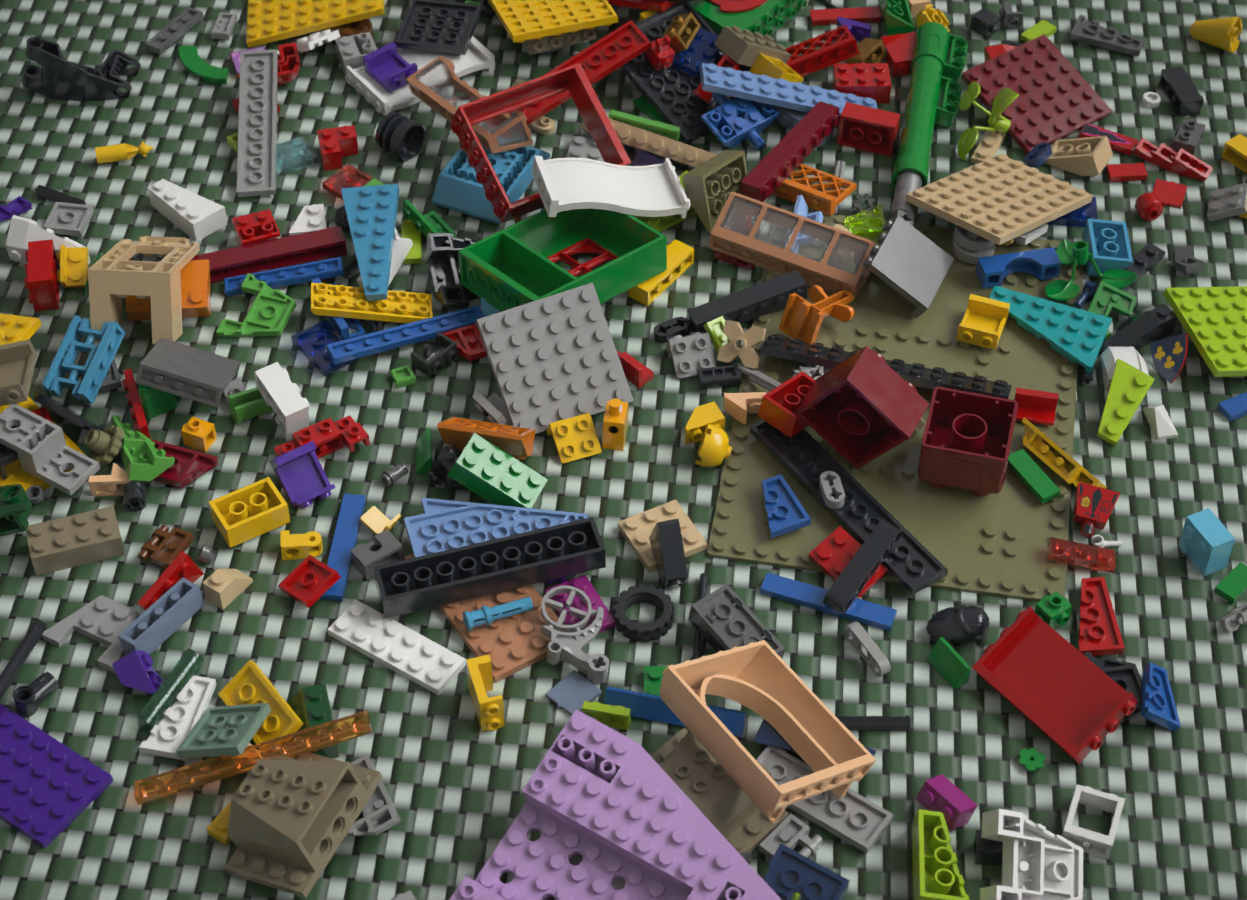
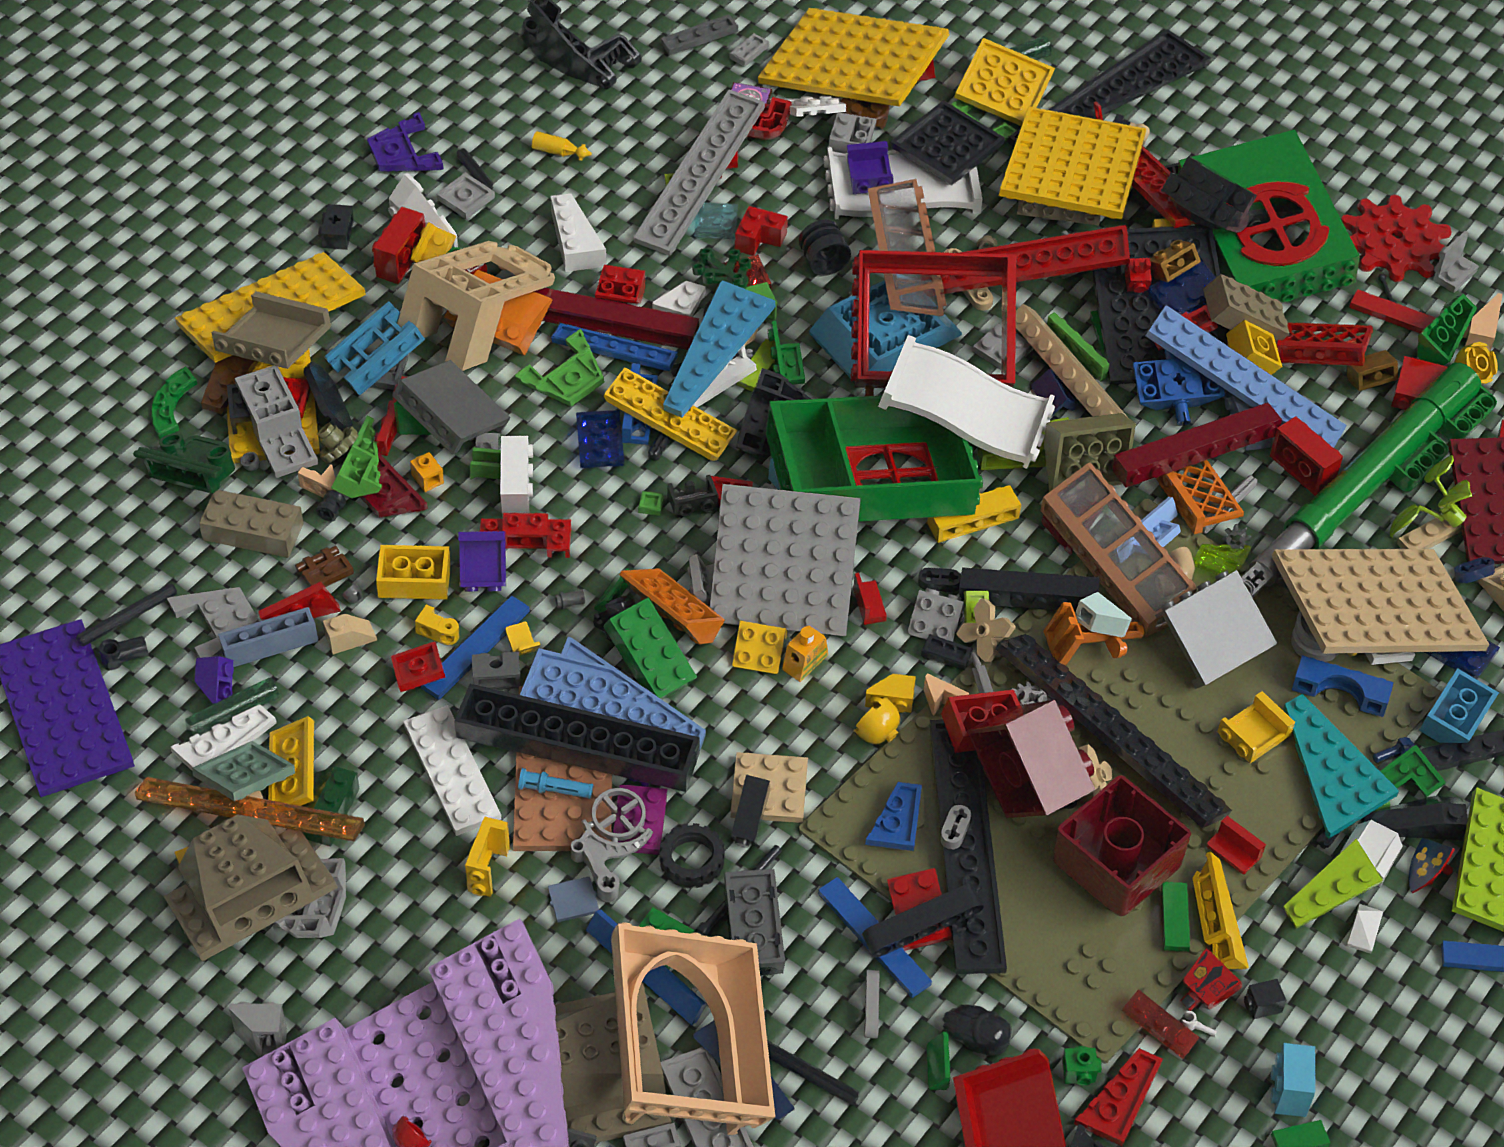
camera: 30 degrees right, 5 degrees up
(198, 68) = (695, 87): green tile -> none
(325, 190) = (706, 257): none -> dark green plant
(401, 335) = (678, 461): blue plate -> none
(609, 715) = (577, 931): lime plate -> none
(824, 292) = (1102, 616): none -> light aqua slope
(857, 29) = (1385, 334): dark purple slope -> none
(863, 80) = (1346, 398): red brick -> none
(1079, 255) = (1411, 701): green plant -> none
(1137, 500) = (1265, 999): none -> black brick

